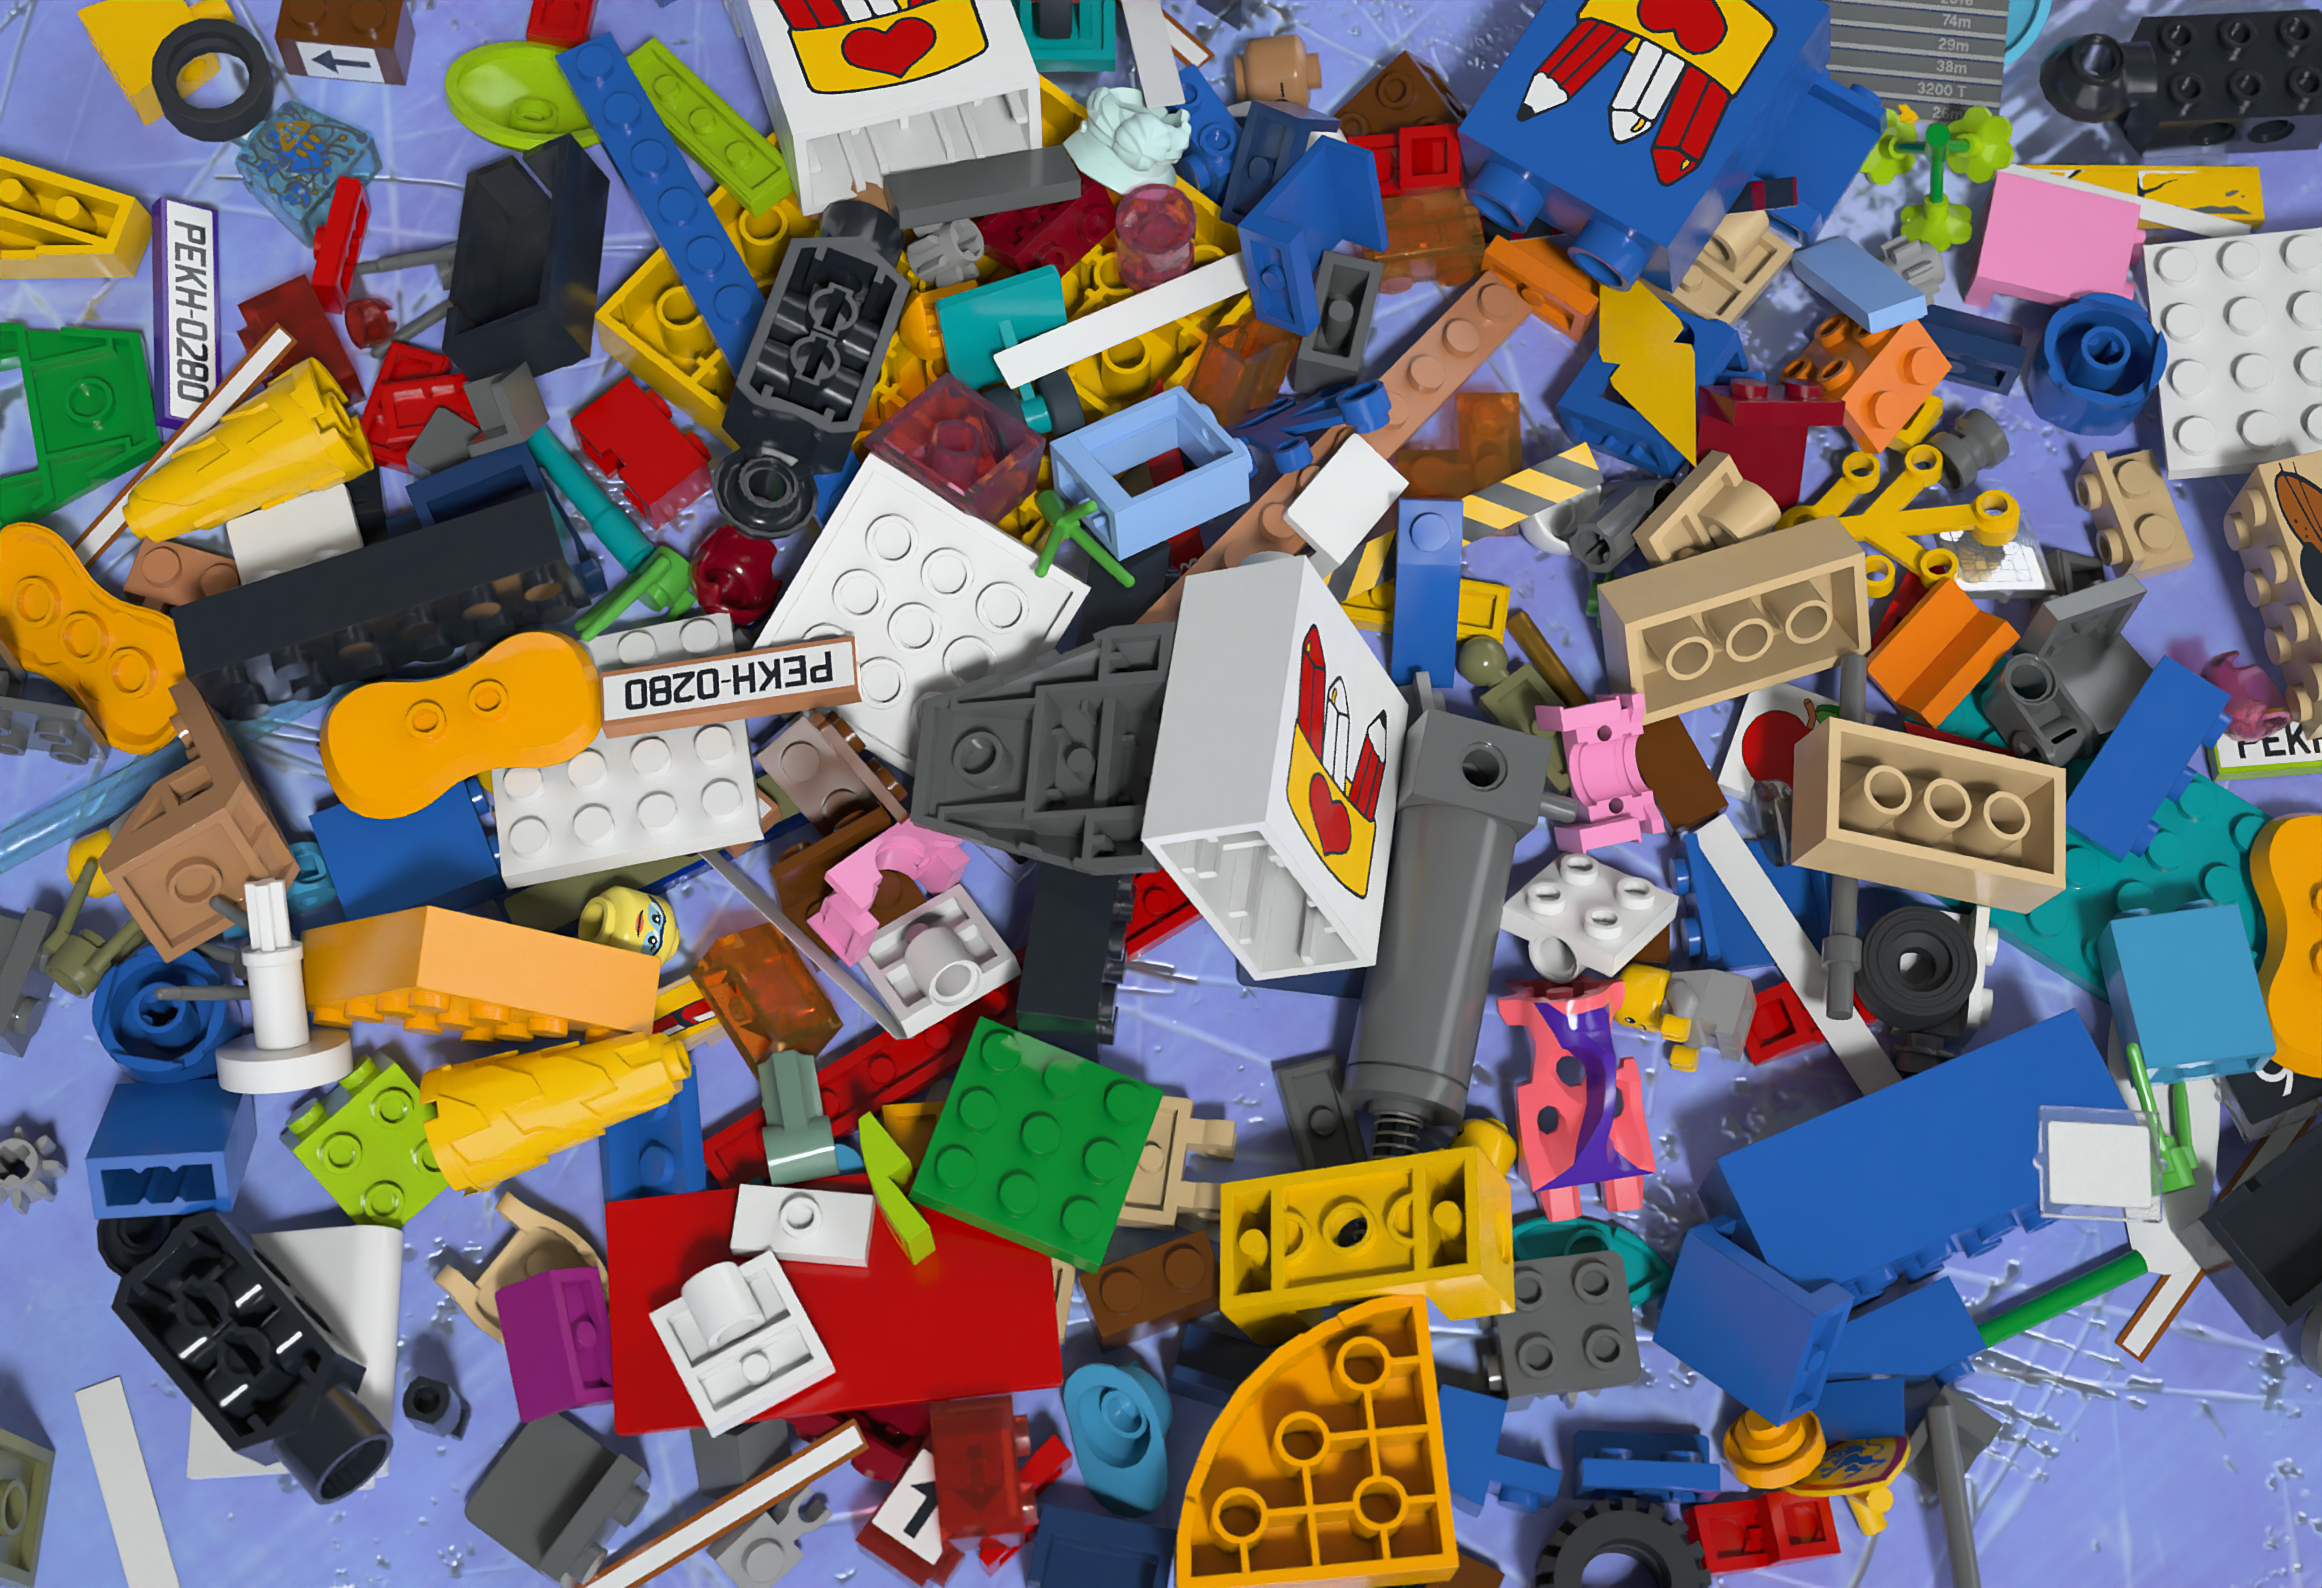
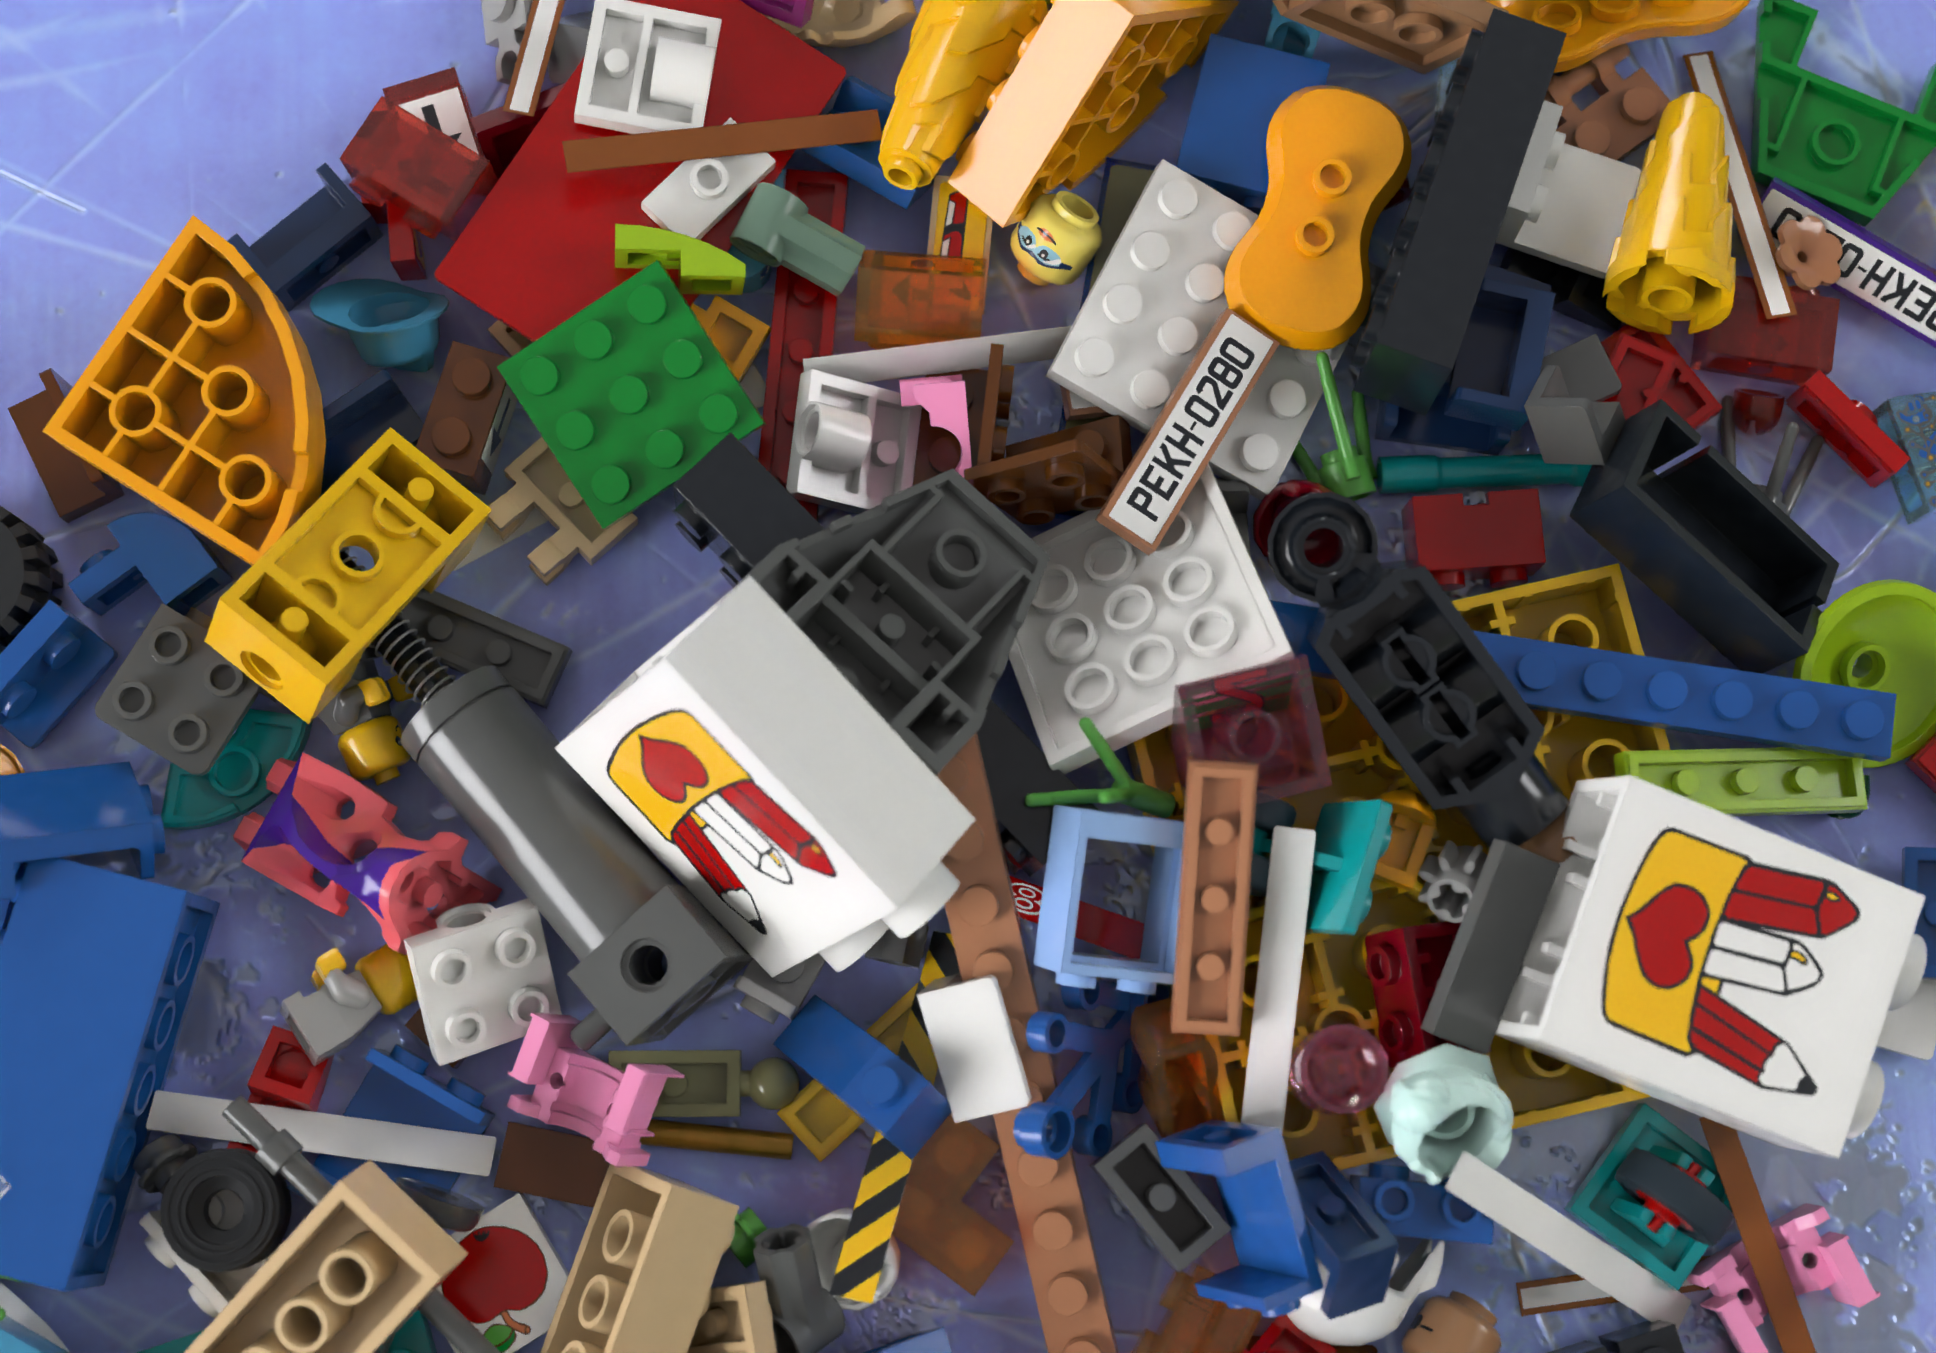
camera: 125 degrees right, 10 degrees up
(211, 352) = (1808, 253): none -> nougat plant
(760, 1232) = (721, 140): none -> dark orange sticker
(1099, 393) = (1214, 897): none -> nougat tile

